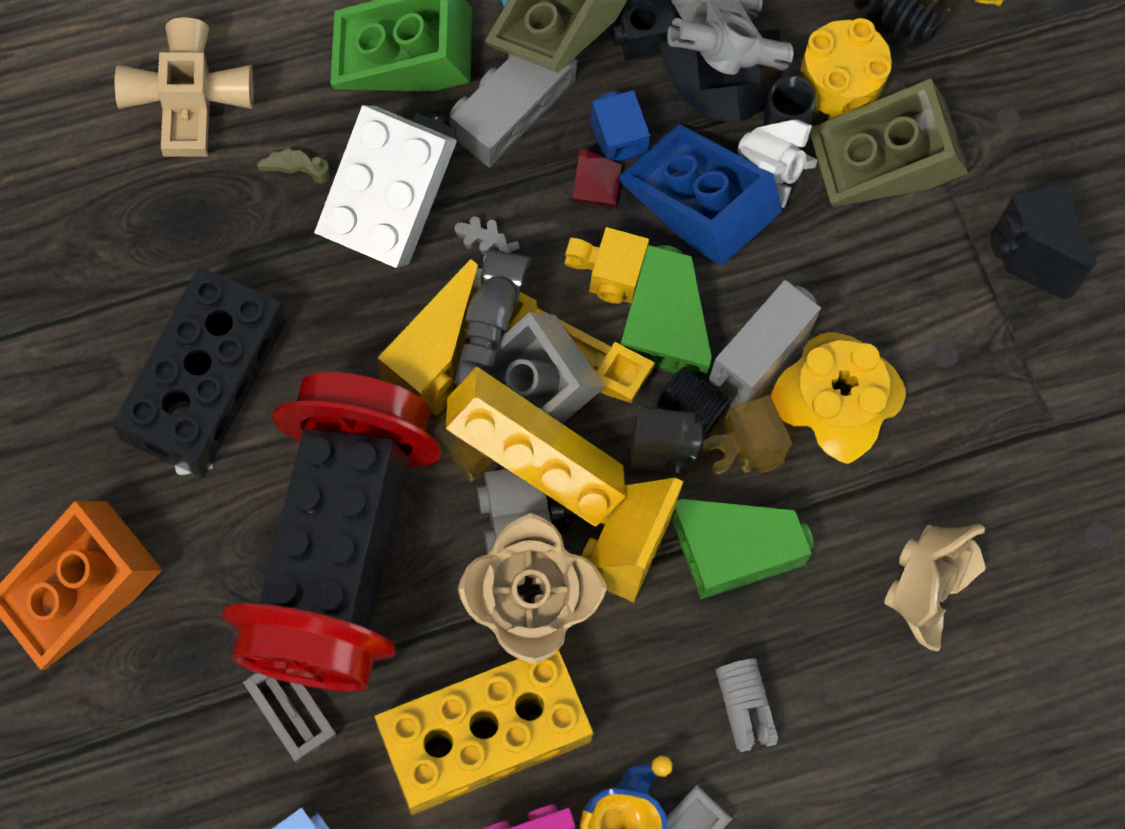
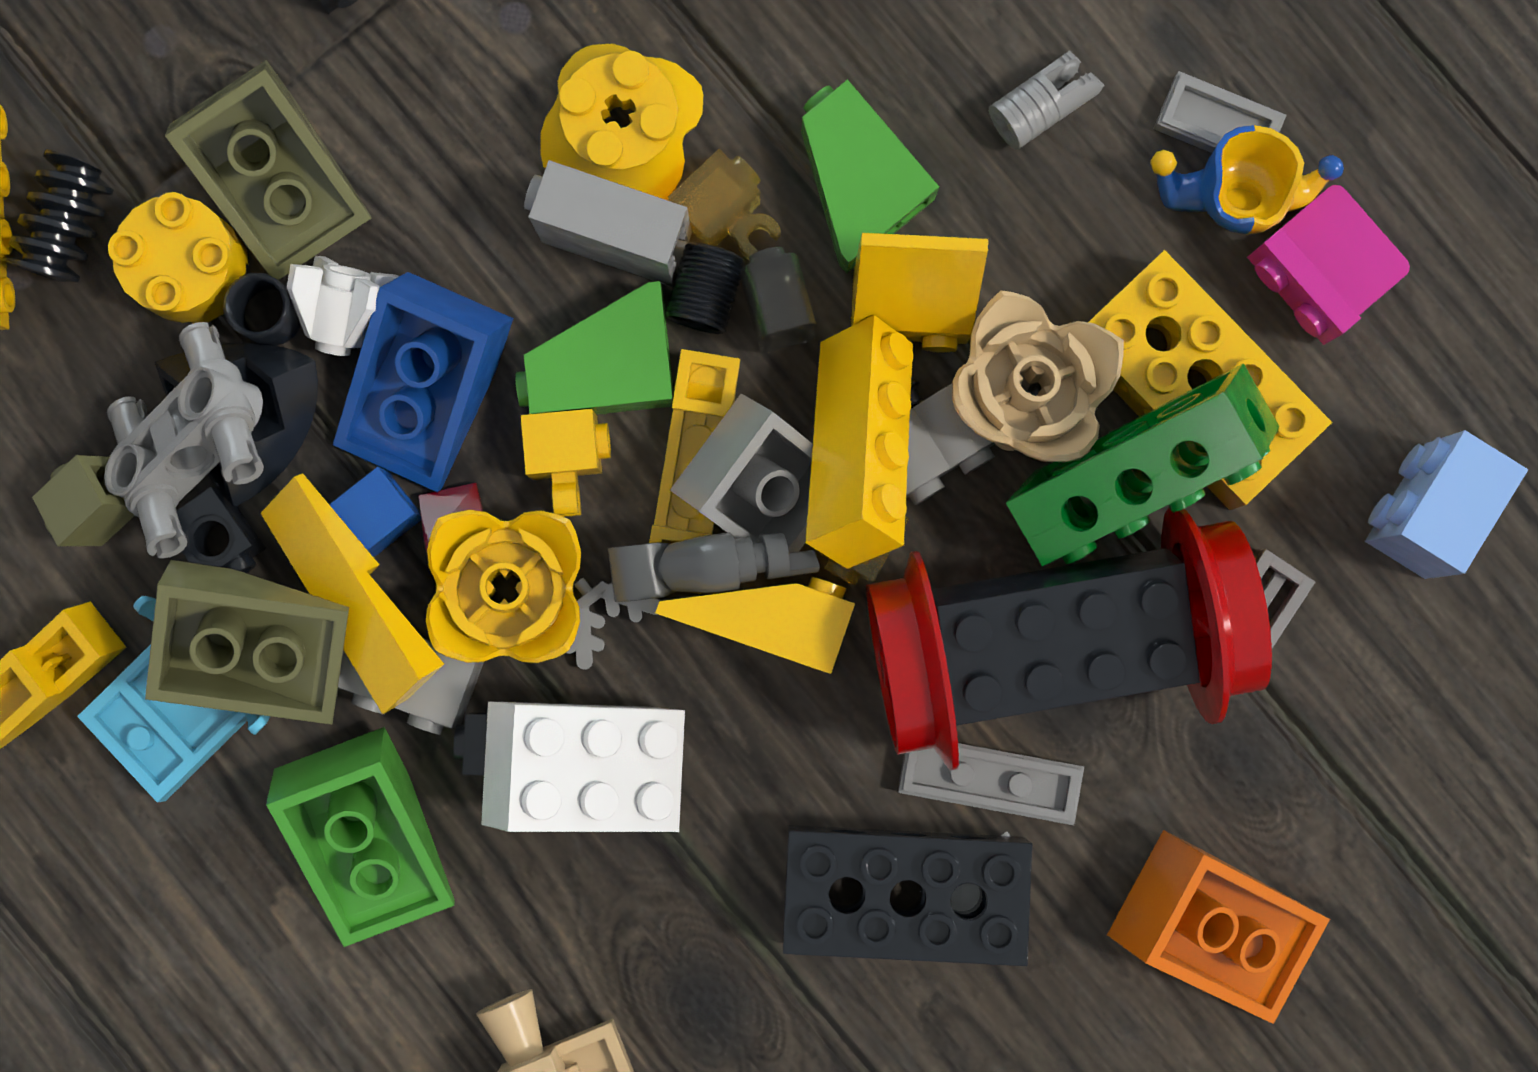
camera: 105 degrees left, 15 degrees up
(248, 476) = (996, 782): none -> light grey tile
(293, 161) = (576, 907): olive piece -> none
(431, 640) = (1146, 466): none -> green brick
(523, 156) = (472, 550): none -> yellow brick
(590, 82) = (338, 567): none -> yellow slope

